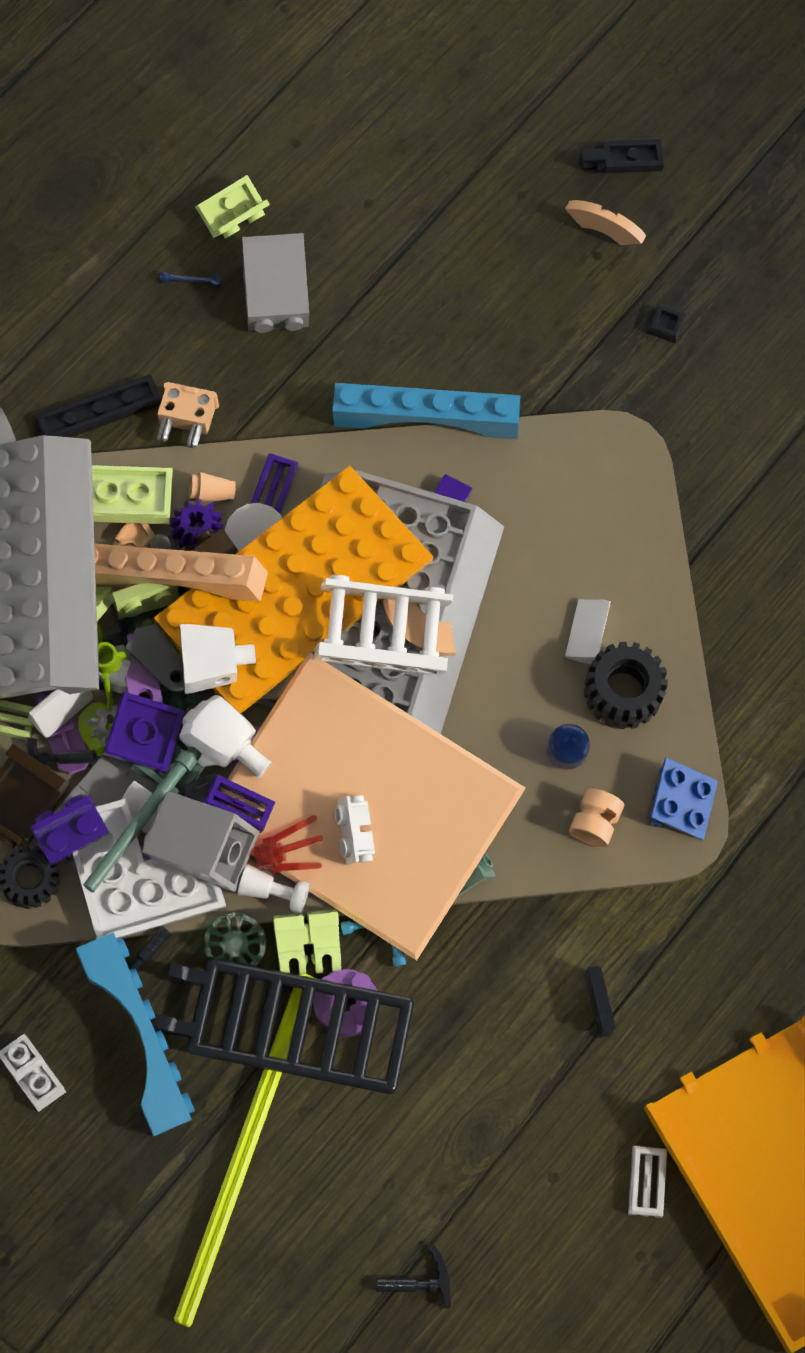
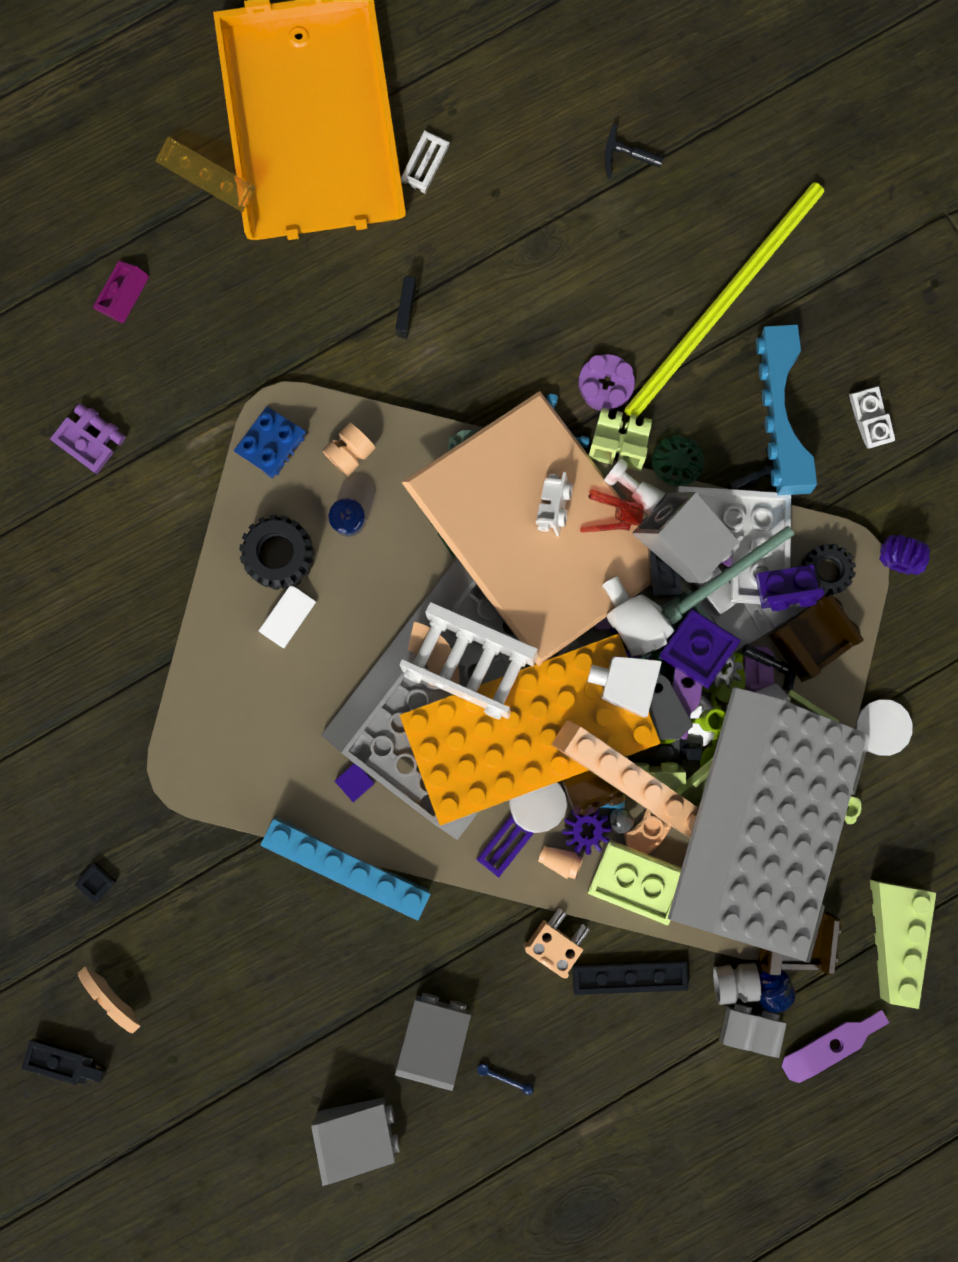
camera: 155 degrees left, 15 degrees up
(231, 207) = (443, 1136): yellowish green bracket -> none
(239, 790) = (660, 576): dark purple tile -> none
(309, 985) = (735, 399): black bar -> none
(319, 176) = (354, 1139): none -> light grey slope

